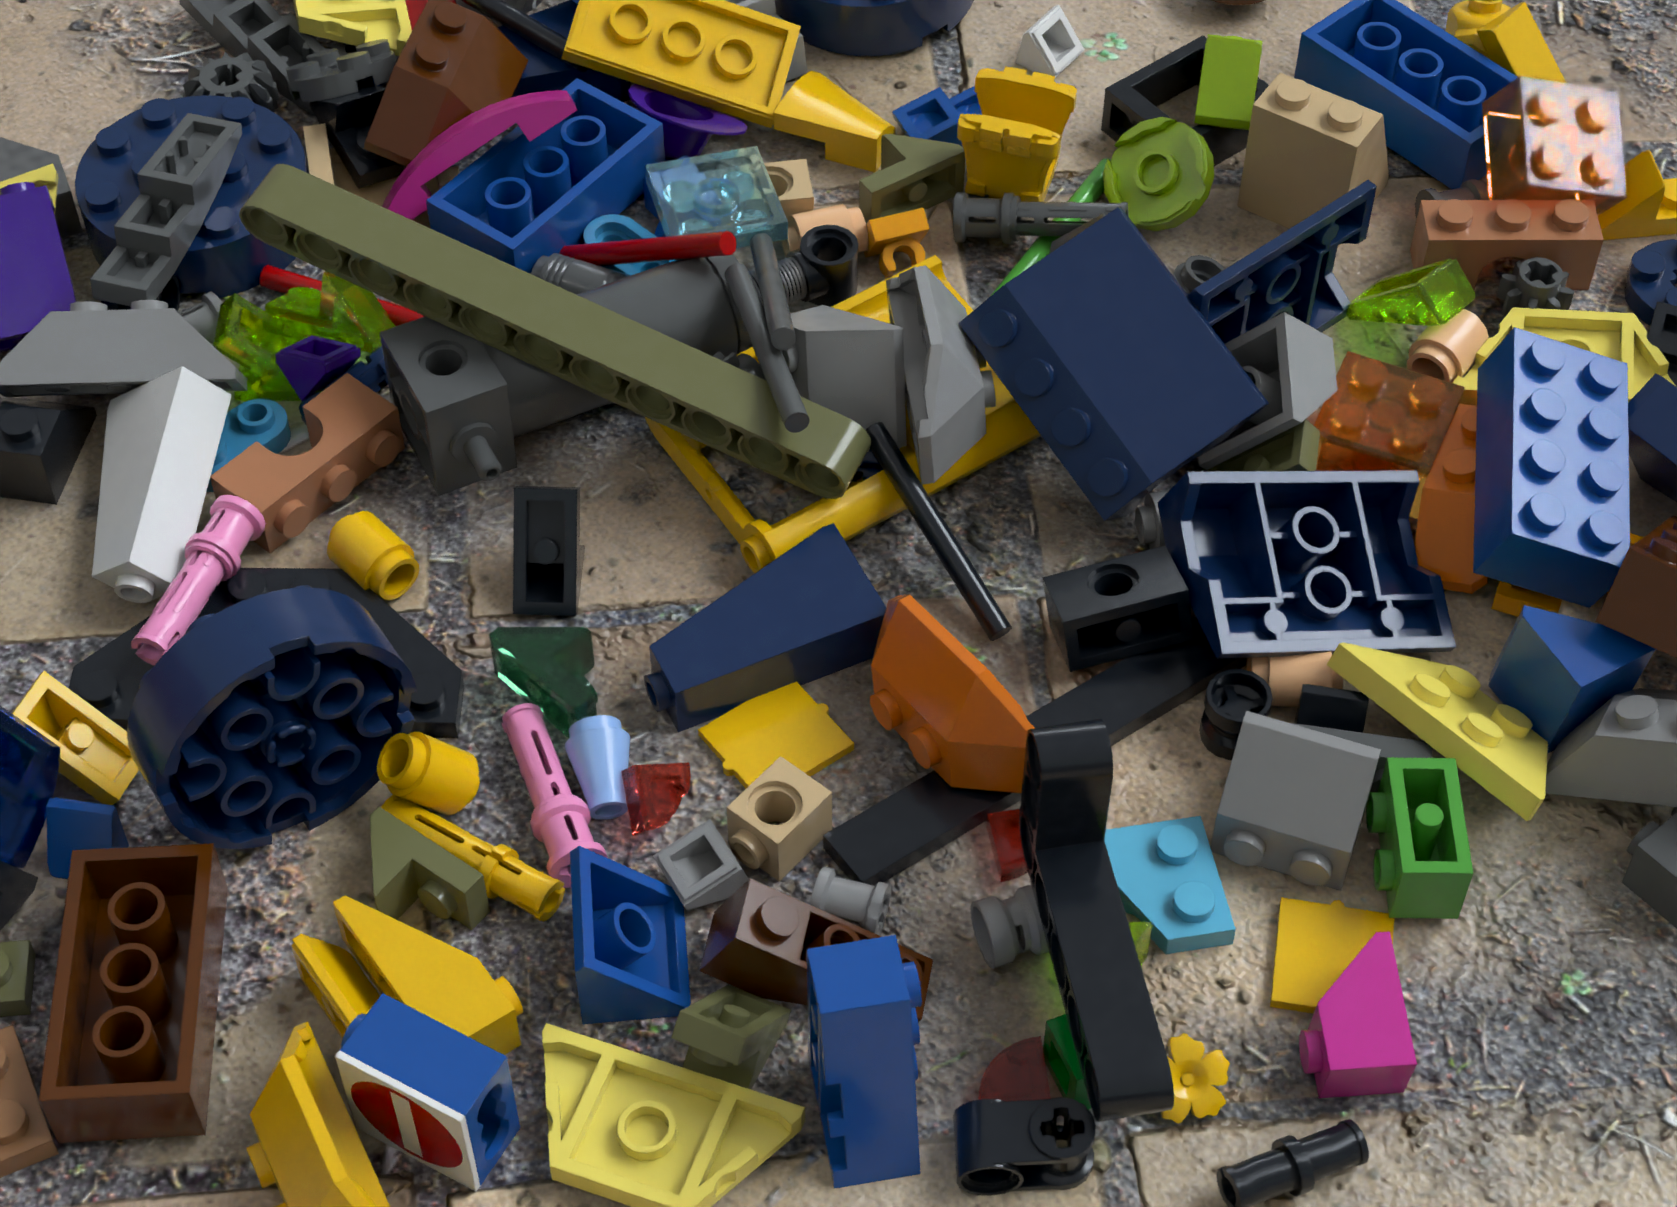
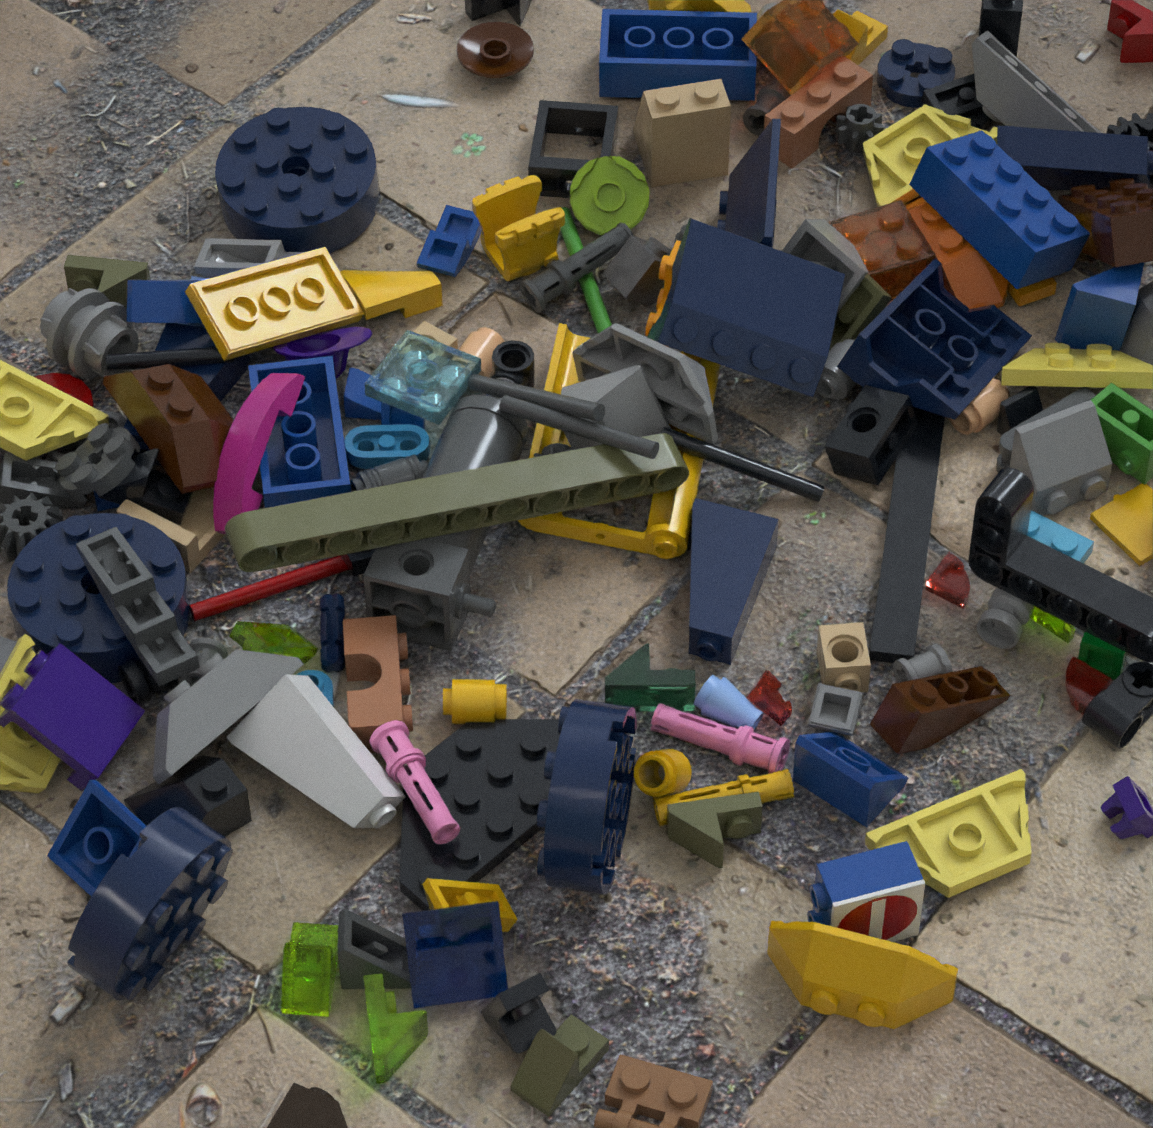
camera: 45 degrees left, 0 degrees up
(79, 827) = (530, 949): blue slope -> none
(135, 994) = (669, 981): reddish brown brick -> none
(315, 363) = (308, 630): dark purple slope -> none
(333, 980) = (756, 908): yellow slope -> none
(335, 313) = (281, 600): clear neon green slope -> none
(431, 976) = (778, 865): yellow slope -> none
(547, 550) = (565, 627): black slope -> none
(654, 249) = (424, 428): red bar -> none
(730, 1034) = (948, 768): olive slope -> none
(772, 726) = (782, 630): yellow piece -> none
(865, 1058) = (1036, 719): blue wedge -> none
(897, 234) = (516, 326): light orange tile -> none
(911, 176) = (476, 290): olive slope -> none
(946, 702) = (859, 535): orange wedge -> none
(1049, 44) = (448, 165): white slope -> none
(1225, 705) = (978, 444): black wheel -> none
(1228, 81) = (594, 114): lime slope -> none
(1415, 297) = (813, 171): clear neon green slope -> none
(1448, 348) = (853, 187): light nougat brick -> none

